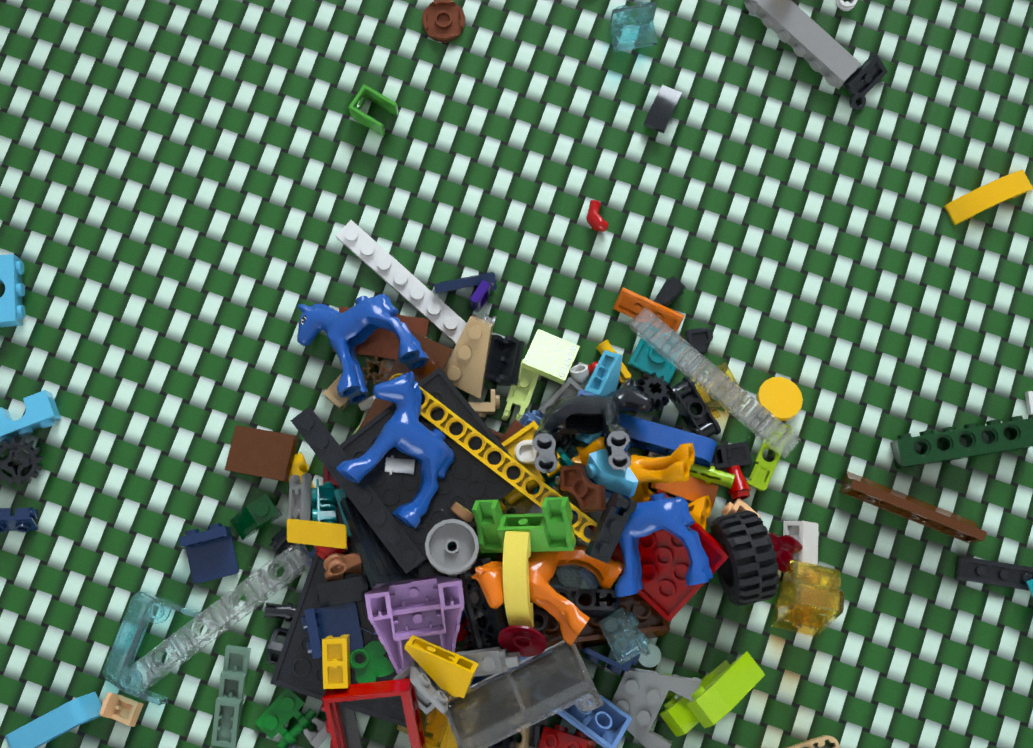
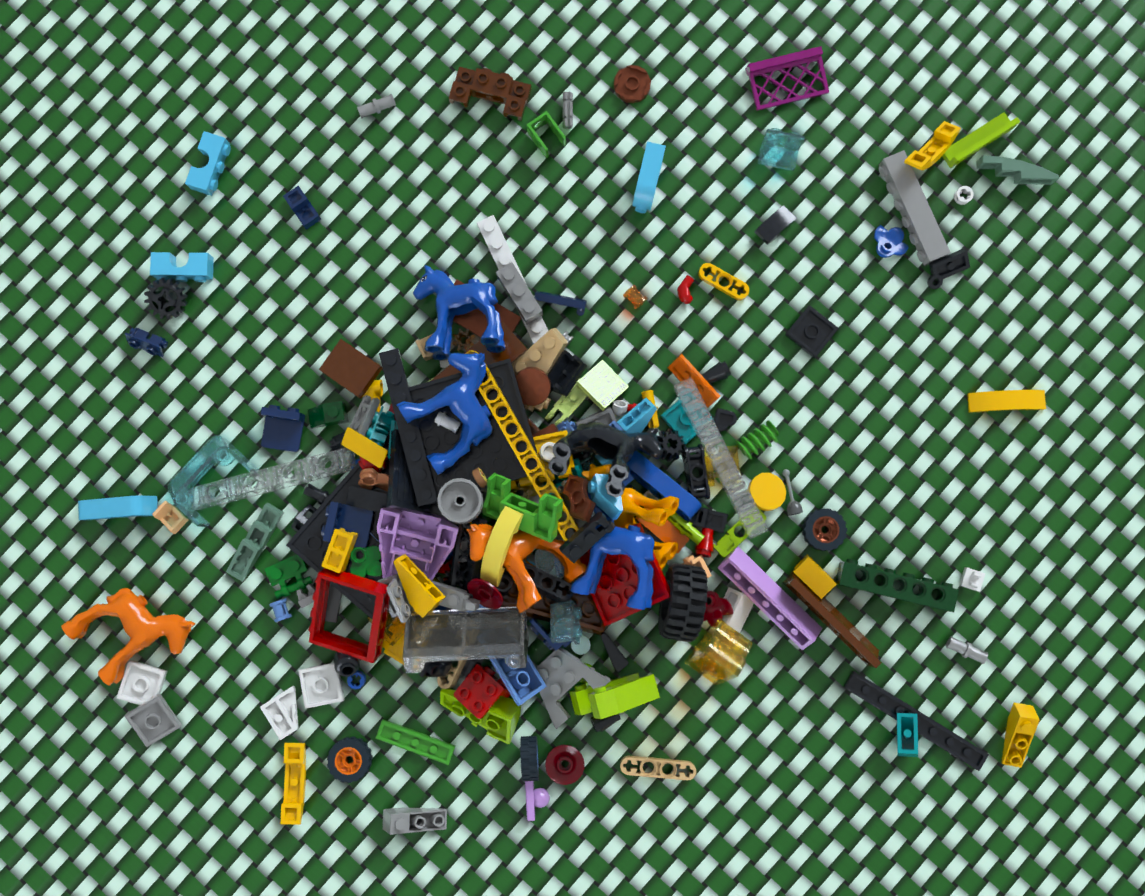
camera: 30 degrees right, 5 degrees up
(132, 297) = (302, 207): none -> dark blue slope
(171, 153) = (376, 106): none -> light grey pin
(292, 82) = (491, 87): none -> reddish brown bracket
(385, 75) = (567, 110): none -> light grey axle
(424, 296) = (520, 293): none -> light grey arch
(477, 387) = (533, 386): none -> copper tile
(480, 296) = (567, 316): dark purple tile -> none
(505, 111) = (648, 177): none -> medium azure window
(545, 246) = (635, 296): none -> clear orange bush
(648, 200) = (738, 283): none -> yellow beam
(692, 650) = (617, 658): none -> black slope
(711, 734) = (603, 724): none -> black cone
(745, 346) = (758, 440): none -> bright green piece
(751, 207) = (811, 331): none -> black tile
(791, 78) = (892, 240): none -> blue plate
(815, 403) = (793, 506): none -> hinge
(834, 514) = (770, 598): none -> lavender brick
(870, 408) = (835, 527): none -> black wheel
(871, 470) = (814, 576): none -> yellow hinge

